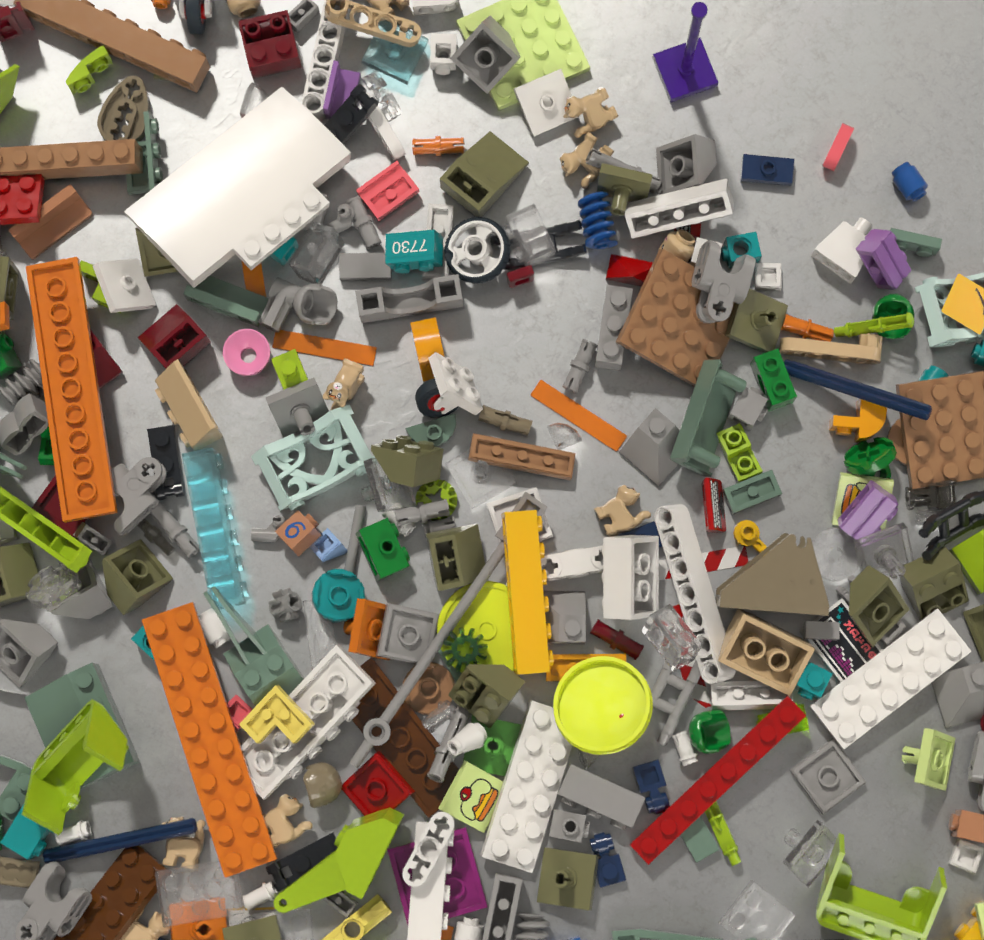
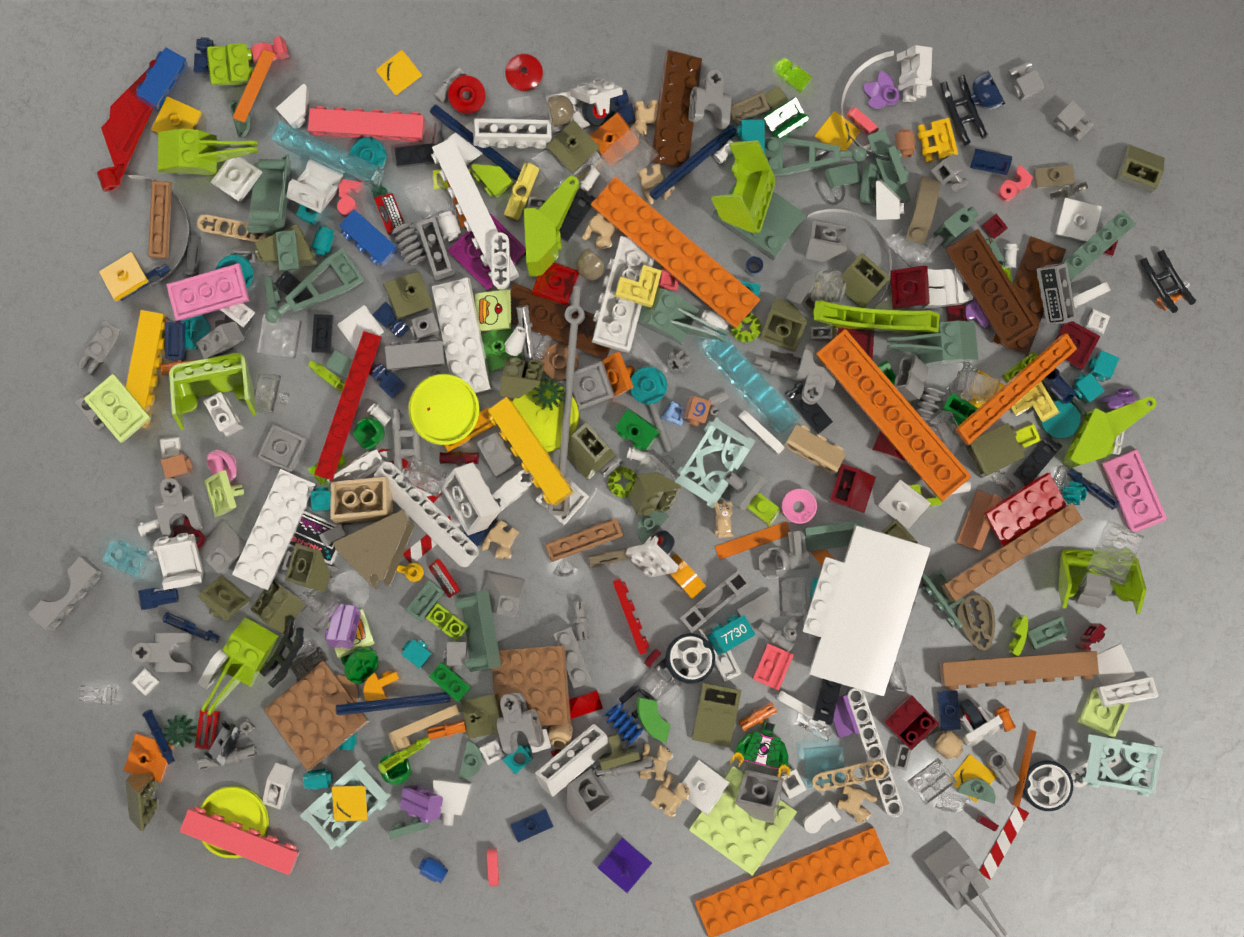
camera: 145 degrees right, 5 degrees up
(20, 341) = (944, 427): none -> clear brick
(53, 55) = (1048, 632): none -> sand green plate
(115, 668) = (754, 273): none -> dark blue beam
(186, 590) = (745, 336): none -> lime gear
(219, 35) = (949, 710): none -> dark blue plate
(239, 464) = (765, 436): none -> white beam
(422, 512) = (626, 466): light grey pin -> none
(453, 104) = (763, 750): none -> torso
(519, 326) = (628, 608): none -> red plate
(562, 208) = (651, 720): none -> bright green tile
(578, 415) = (565, 589): orange sticker -> none
(649, 880) = (358, 322): none -> white sticker
(701, 891) = (322, 334): none -> black plate
(795, 436) = (416, 652): none -> teal brick
(798, 278) = (471, 761): none -> sand green plate
(883, 857) = (223, 414): none -> white hips
(913, 797) = (222, 461): none -> bright pink piece

